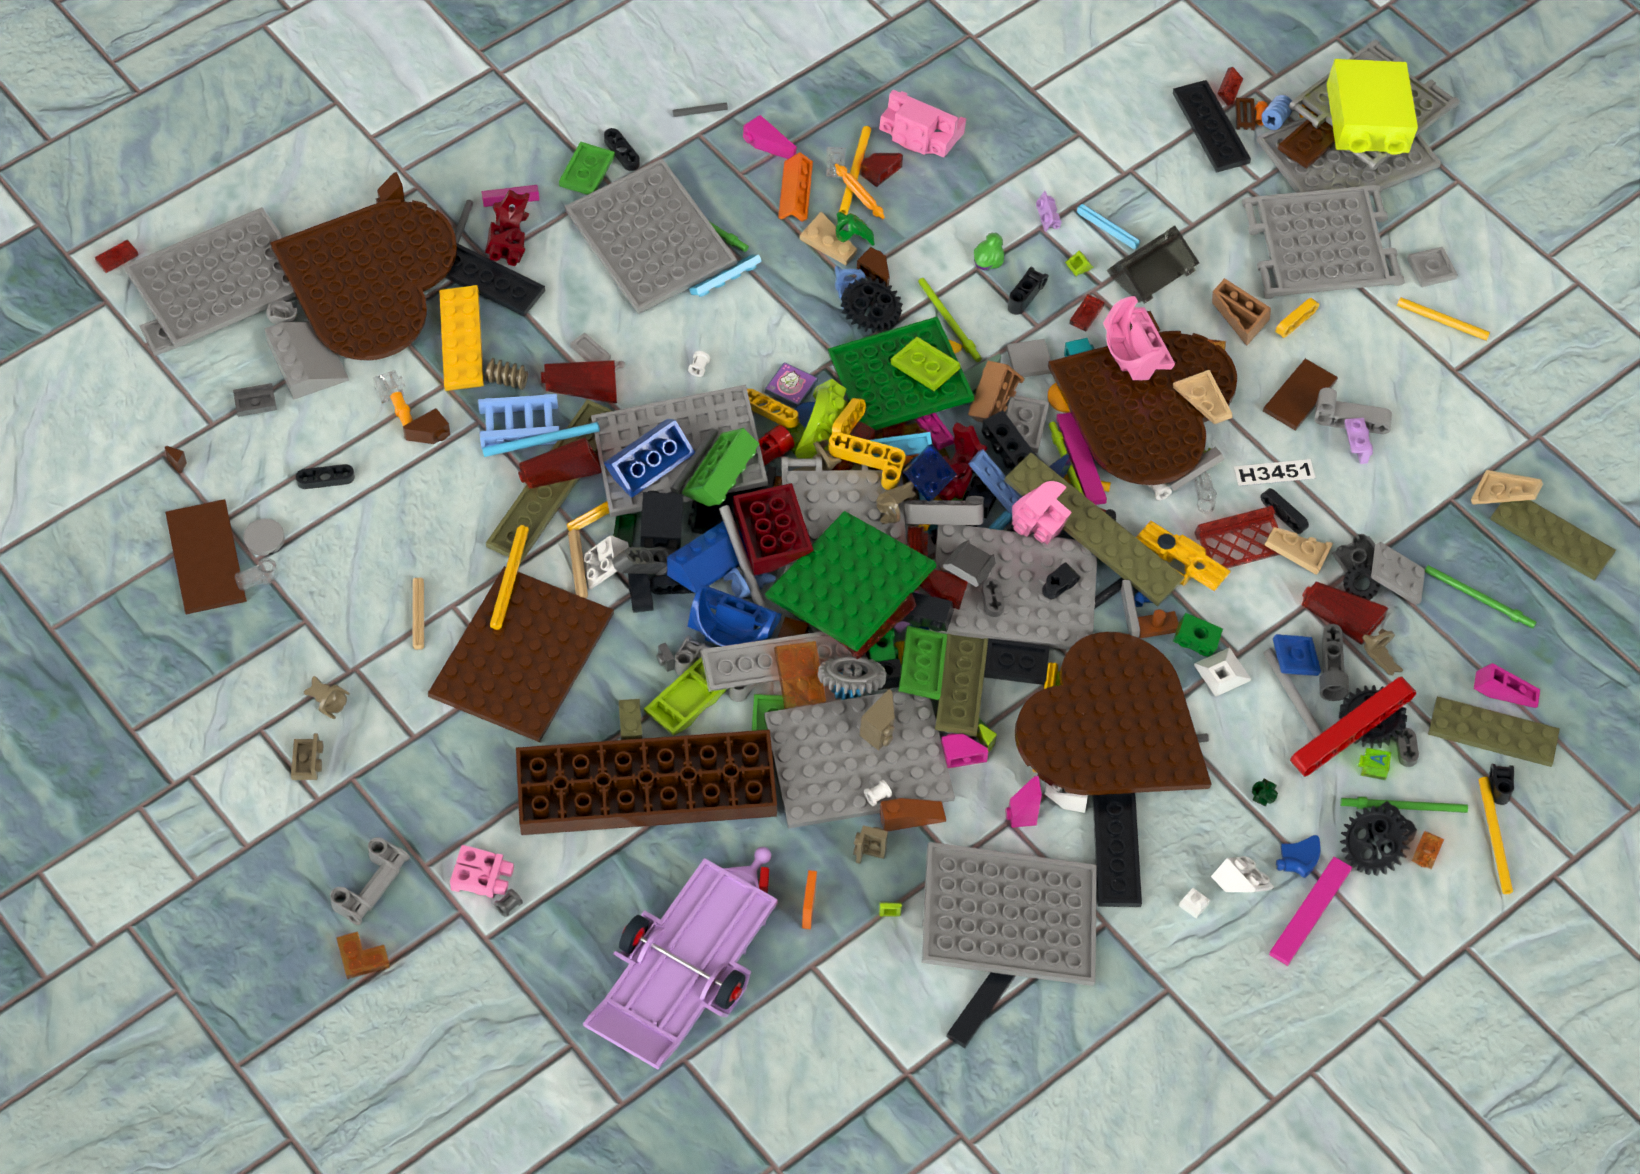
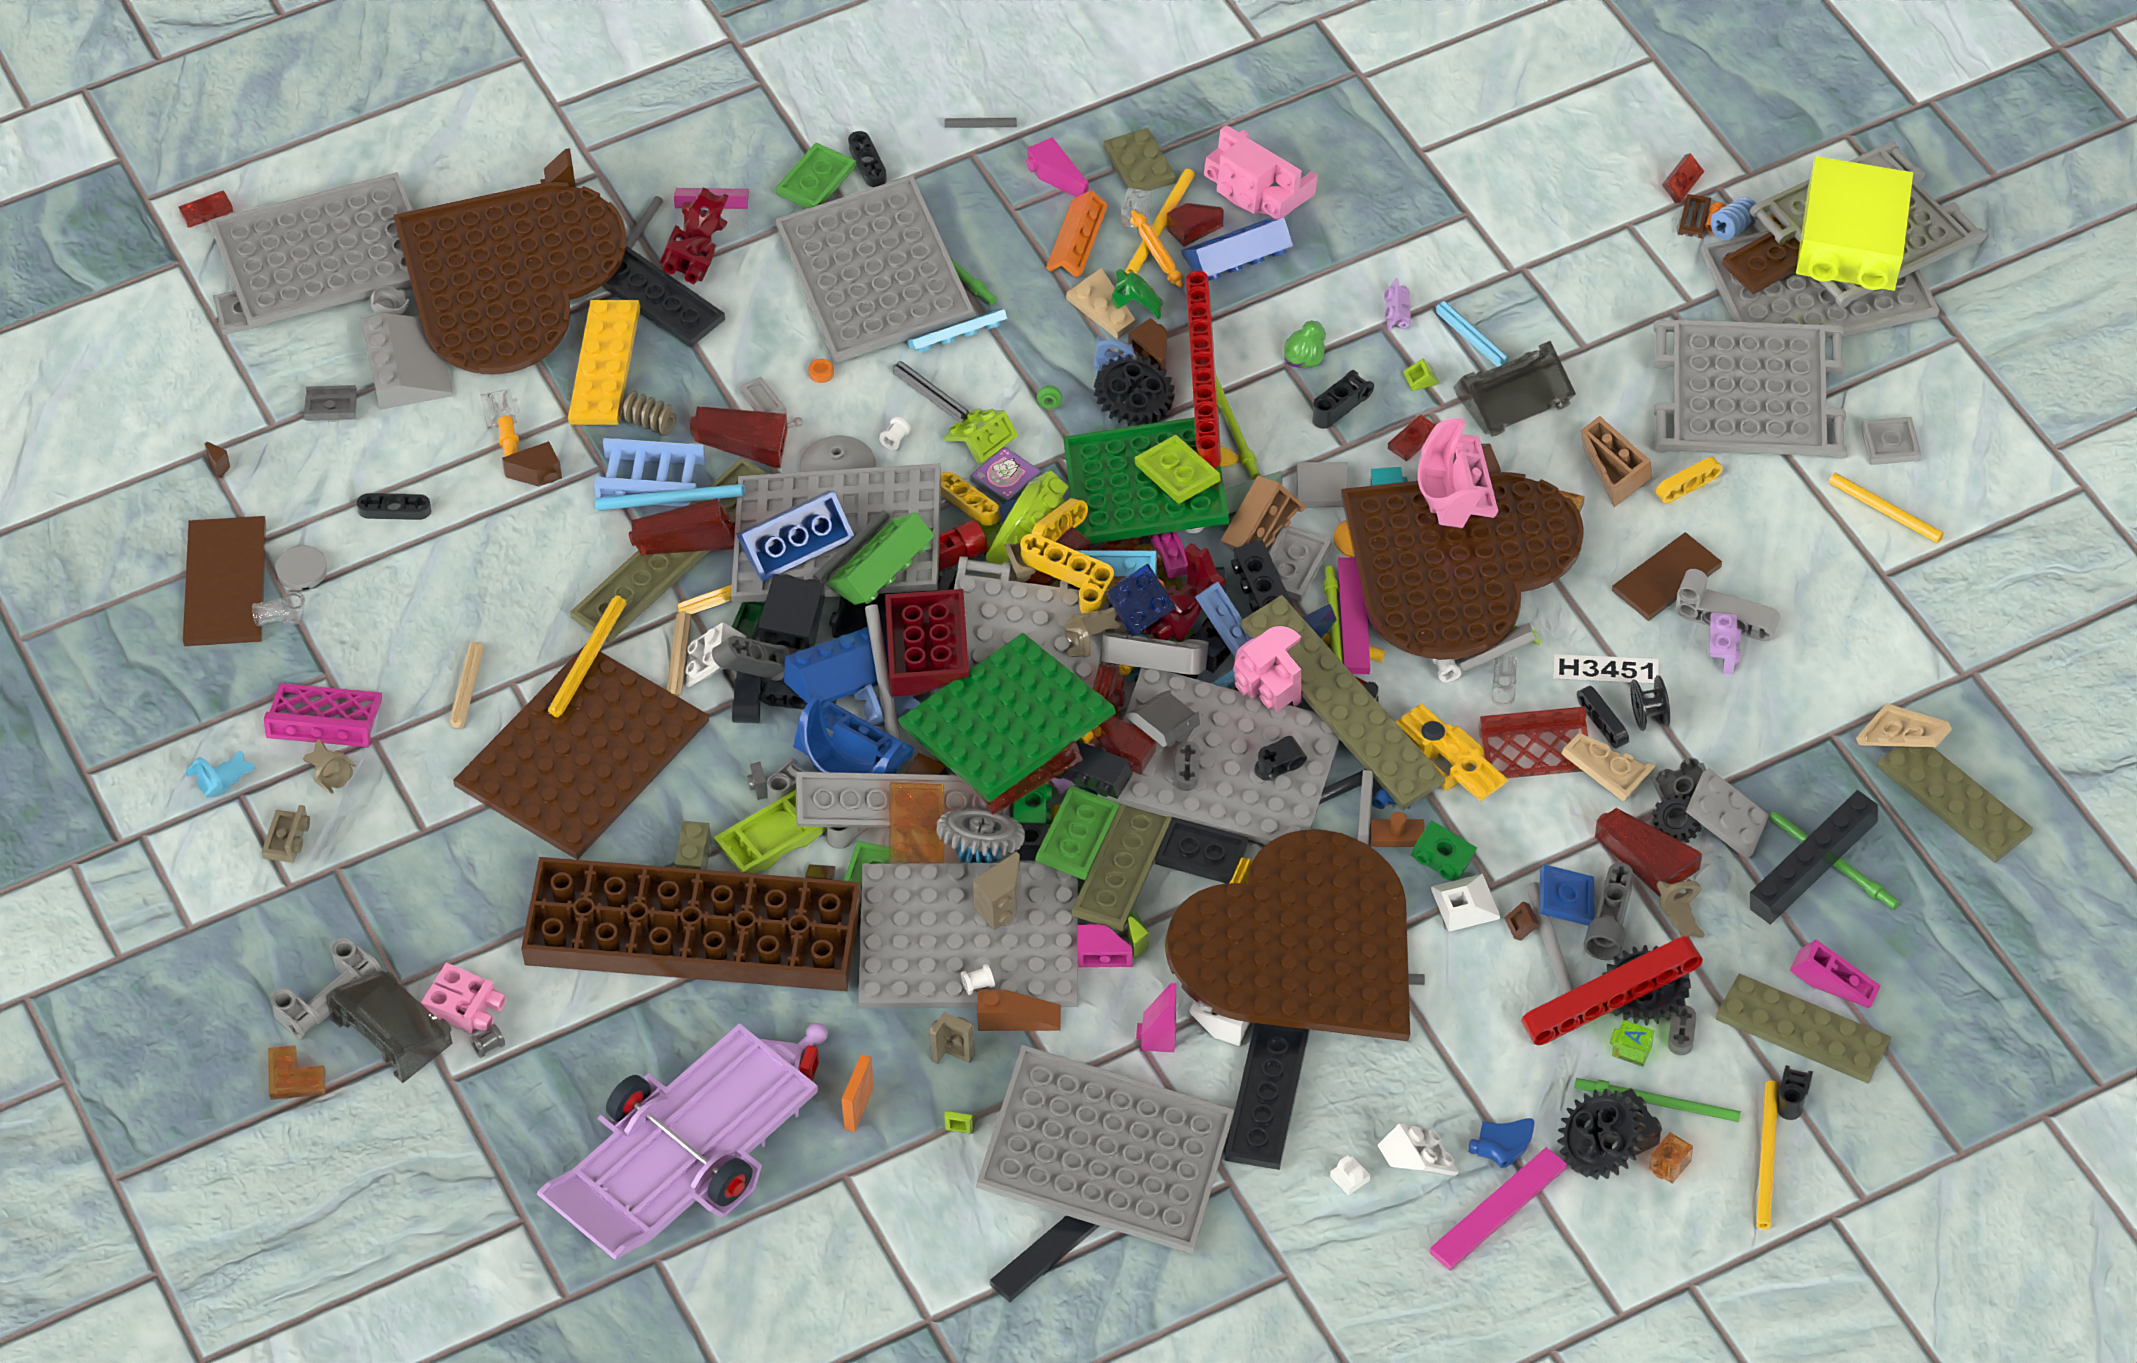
camera: 15 degrees right, 5 degrees down
(240, 721) = (219, 779): none -> medium azure hair
(311, 666) = (307, 728): none -> dark pink fence
(428, 899) = (390, 1021): none -> clear smoke windscreen
(629, 321) = (821, 370): none -> orange tile
(646, 388) = (837, 453): none -> light grey dish
(717, 326) = (930, 391): none -> axle
(732, 724) = (820, 872): none -> reddish brown slope
(768, 352) = (983, 432): none -> lime bracket
(808, 318) = (1049, 391): none -> bright green plate
(827, 124) = (1139, 161): none -> olive plate
(919, 182) = (1239, 247): none -> slope
(921, 280) = (1203, 368): none -> red beam
(1205, 396) = (1530, 557): tan wing -> none
(1211, 126) = (1644, 225): black plate -> none
(1264, 792) = (1476, 1055): dark green gear -> none
(1268, 680) = (1521, 921): none -> reddish brown plate
(1312, 498) = (1659, 701): none -> black piece
(1469, 598) = (1813, 857): none -> black brick

